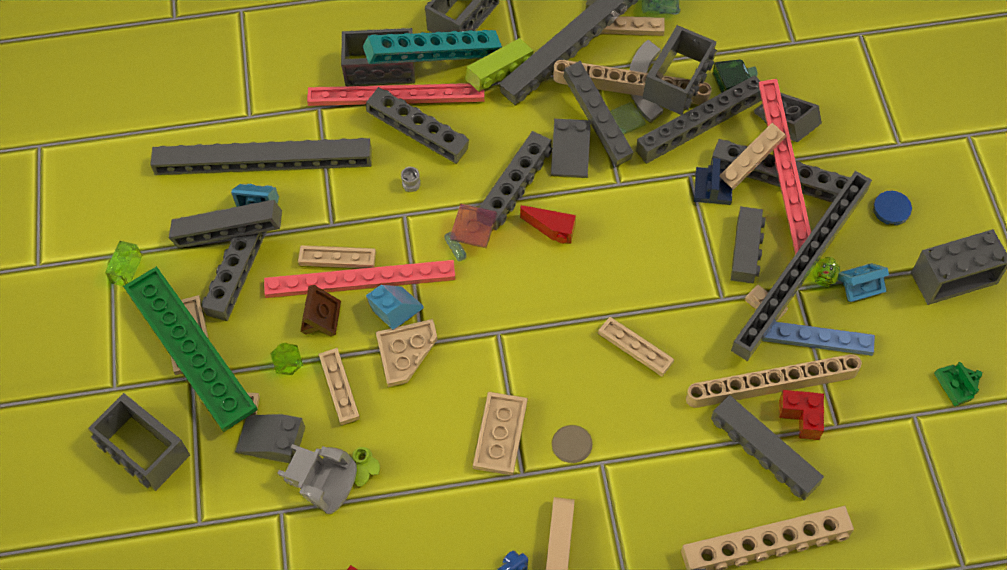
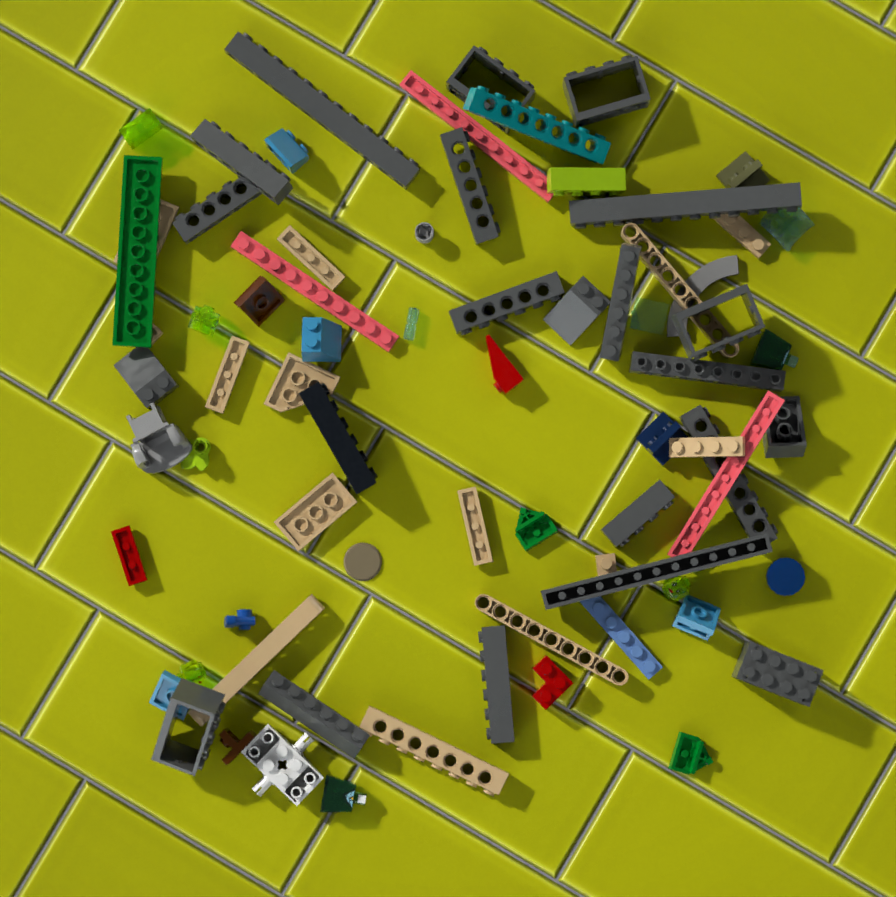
camera: 40 degrees right, 25 degrees up
(115, 418) = (64, 298): dark grey hose -> none
(469, 356) = (337, 437): none -> black brick
(473, 225) = (435, 322): tile -> none
(681, 315) = (533, 528): none -> green slope

